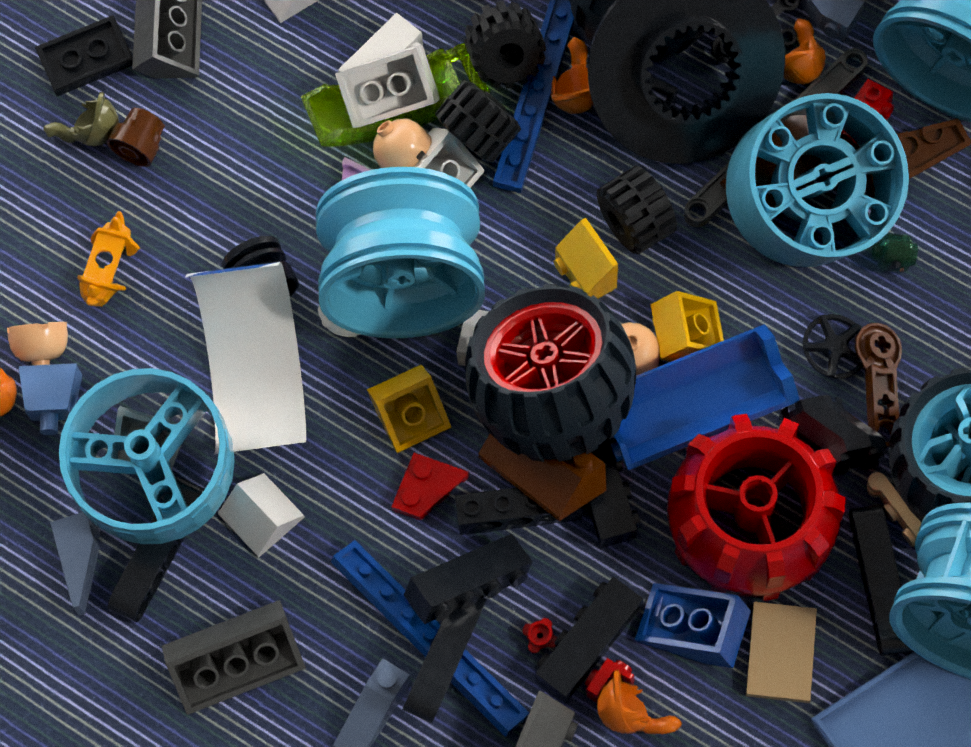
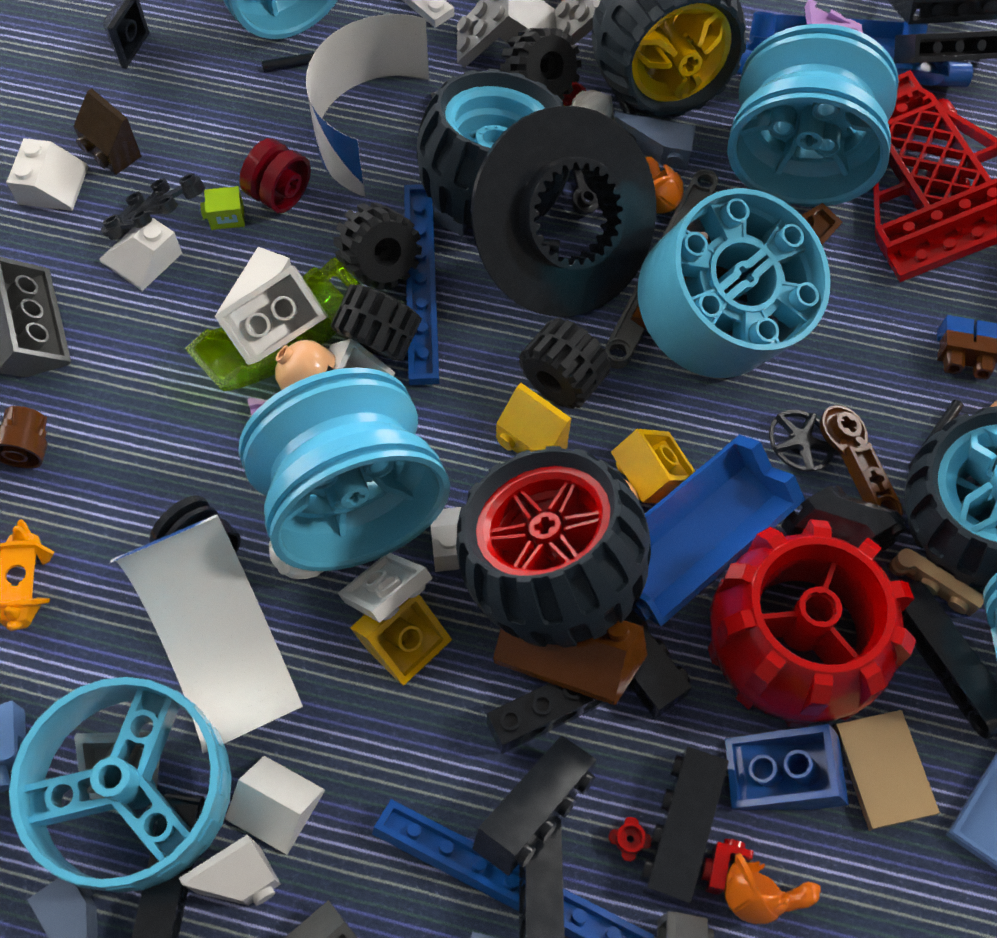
camera: 25 degrees left, 5 degrees down
(212, 556) = (235, 875): none -> white slope
(406, 363) = (385, 587): none -> white plate
(425, 485) = (447, 711): red wing -> none
(572, 88) = (461, 268): orange piece -> none
(895, 252) = (823, 339): clear green head -> none

